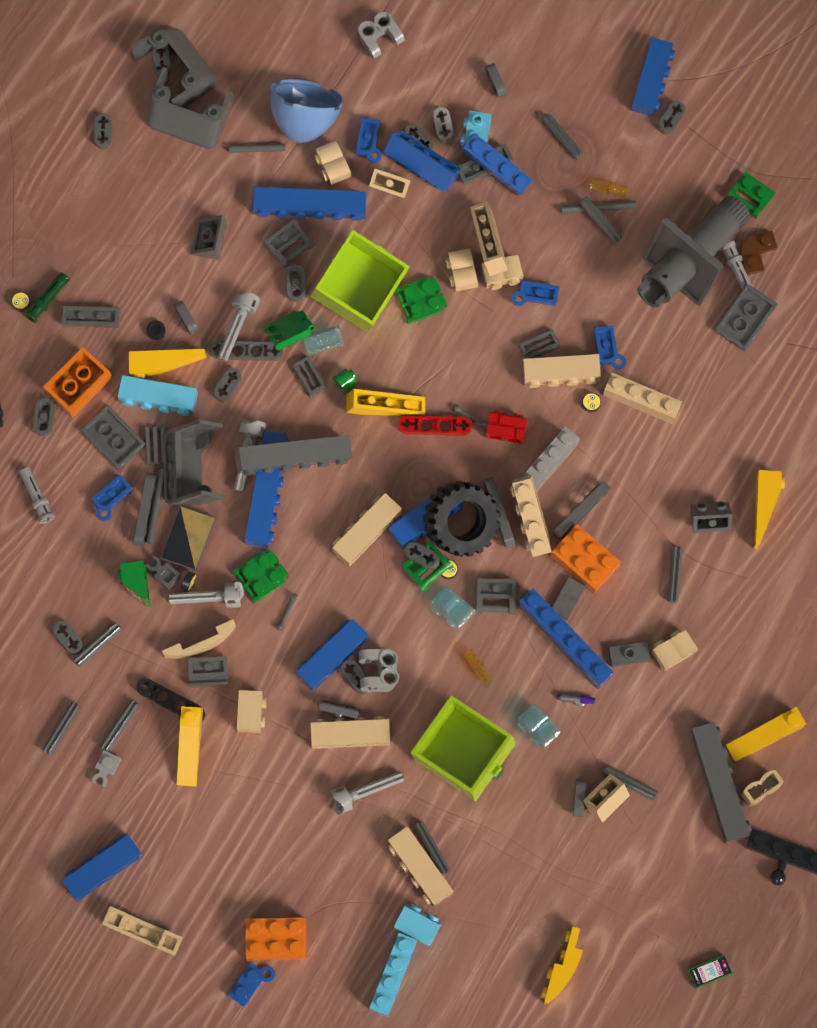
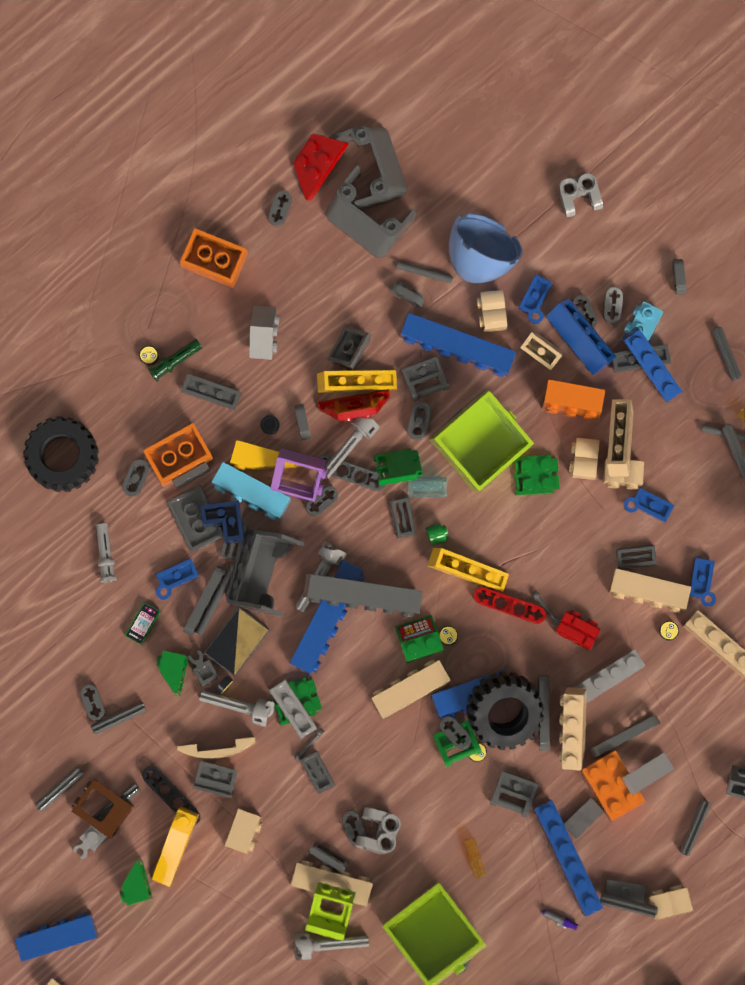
camera: 20 degrees right, 5 degrees up
(54, 193) = (214, 258): none -> orange brick
(93, 549) = (142, 623): none -> tile
(95, 398) = (191, 475): none -> dark grey tile
(122, 242) = (262, 332): none -> light grey brick
(123, 736) = (115, 816): none -> reddish brown window
(124, 76) = (317, 162): none -> red wing
(143, 423) = (224, 514): none -> dark blue brick
(157, 60) = (363, 156): dark grey beam -> none
(163, 793) = (136, 886): none -> green slope
(198, 379) = (293, 488): none -> medium lavender window
(225, 264) = (356, 381): none -> yellow slope
(228, 288) = (354, 406): none -> red wing
(252, 173) = (414, 298): none -> dark grey plate
(261, 582) = (293, 709): none -> light grey tile
(303, 634) = (317, 772): none -> dark grey plate
(332, 654) = (339, 801): blue brick -> none
(357, 770) = (326, 922): none -> lime window
(360, 482) = (419, 639): none -> green slope
(386, 470) = (448, 635): none -> light yellow tile
(434, 218) = (573, 400): none -> orange brick
(452, 607) = (469, 792): clear light blue brick -> none
(538, 727) = (514, 935): clear light blue brick -> none
(614, 536) = (648, 773): none -> light grey tile
(633, 663) = (628, 905): none -> dark grey axle

